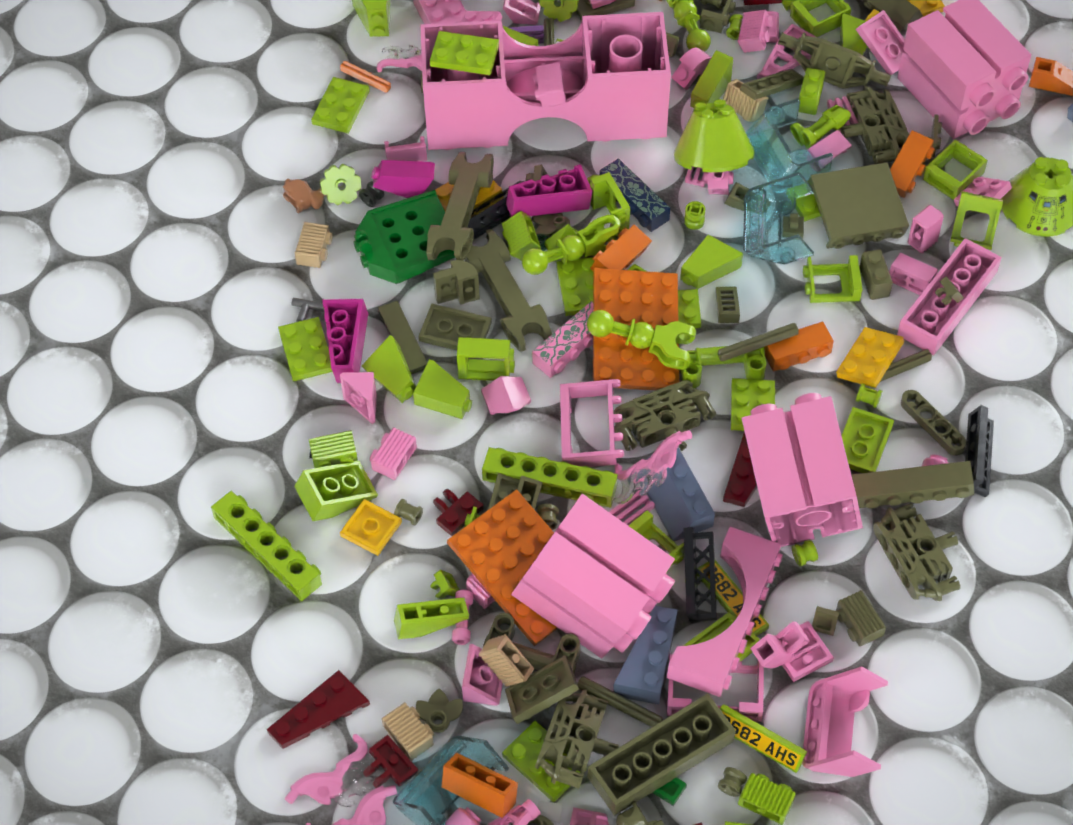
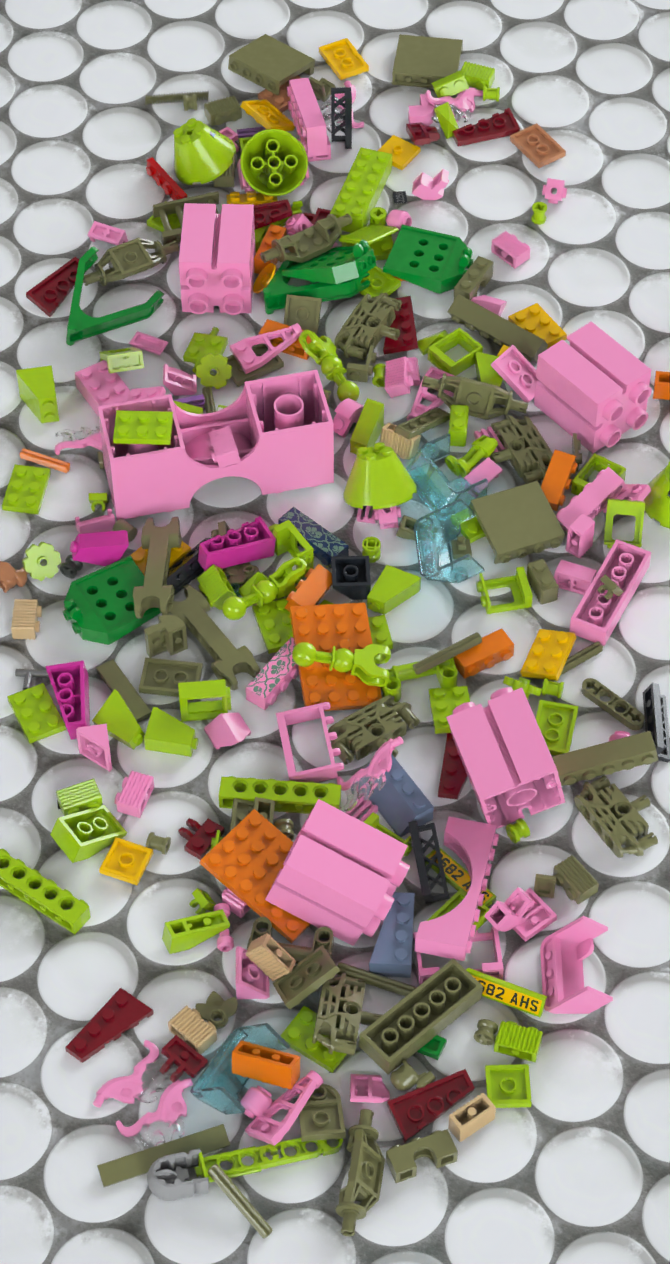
camera: 10 degrees left, 5 degrees down
(413, 124) = (98, 498): none -> lime tile
(441, 163) = (121, 524): none -> olive piece
(667, 242) = (351, 576): none -> black slope
(727, 316) = (414, 635): olive slope -> none
(835, 390) = (522, 683): none -> lime plant
(945, 189) = (592, 498): none -> bright pink brick

